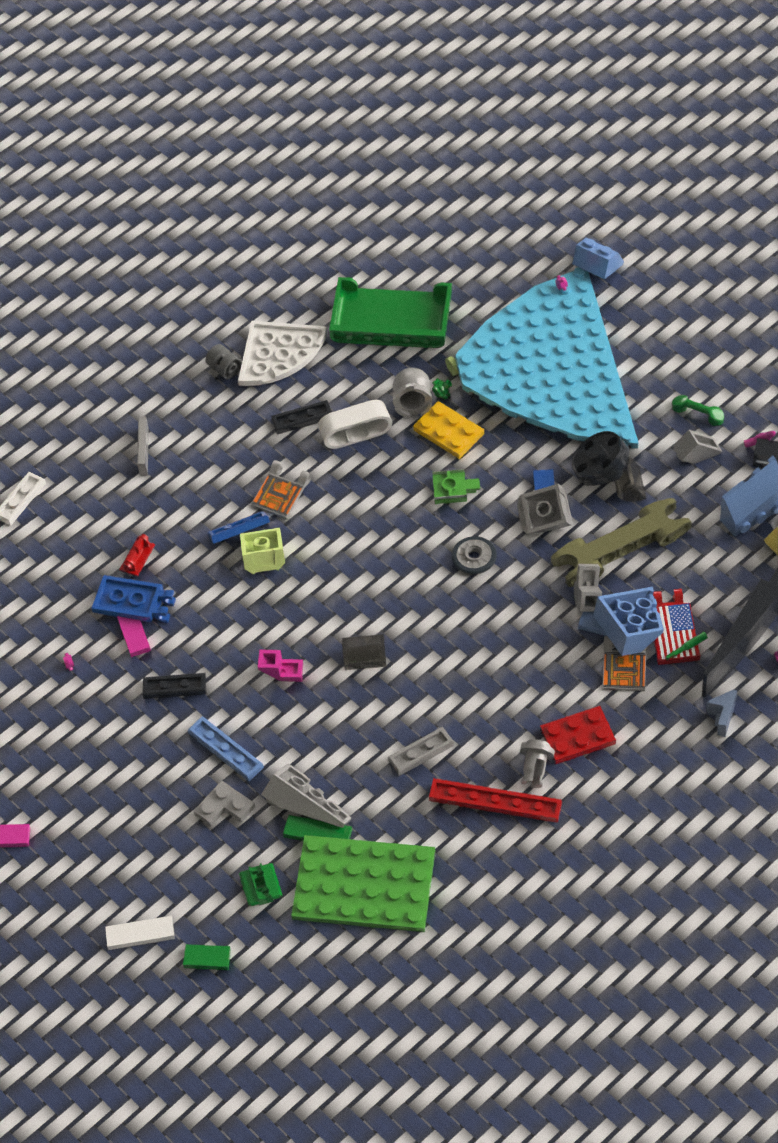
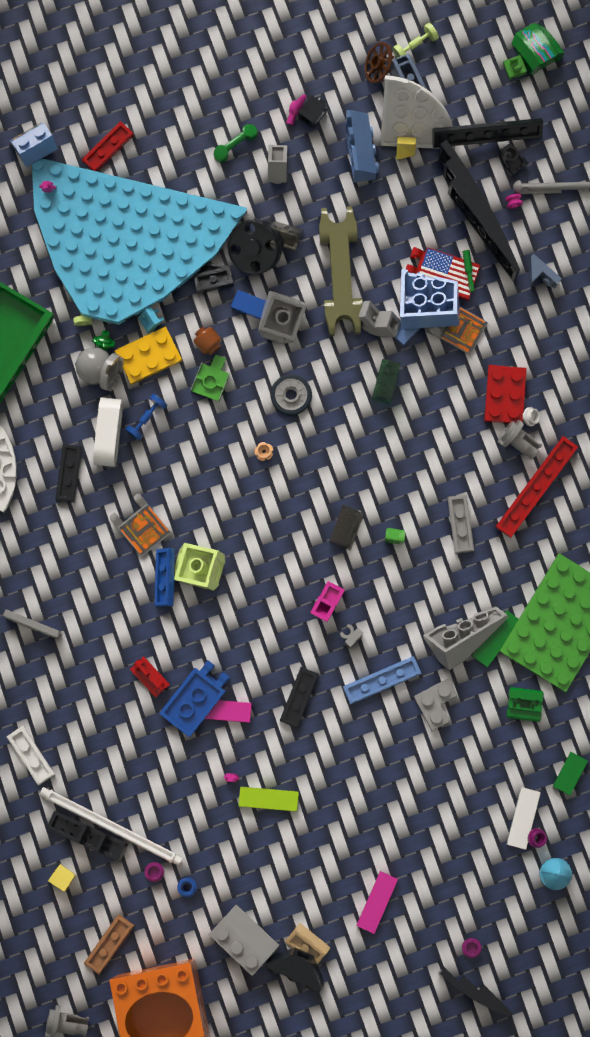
camera: 70 degrees left, 25 degrees up
(61, 701) = (268, 799): none -> lime tile
(92, 980) = (555, 874): none -> medium azure helmet
(116, 952) = (541, 838): none -> magenta plate
(255, 703) = (353, 637): none -> light grey tile
(367, 446) = (147, 415): none -> blue wheel
(377, 697) = (395, 536): none -> bright green slope
(405, 551) = (263, 456): none -> light nougat plate
(483, 414) = (149, 319): none -> medium azure tile
(487, 464) = (207, 340): none -> dark orange head
(530, 623) = (386, 381): none -> clear green brick
(552, 445) = (212, 278): none -> black wing
(566, 764) = (531, 416): none -> white plate
(631, 318) = (107, 147): none -> red tile

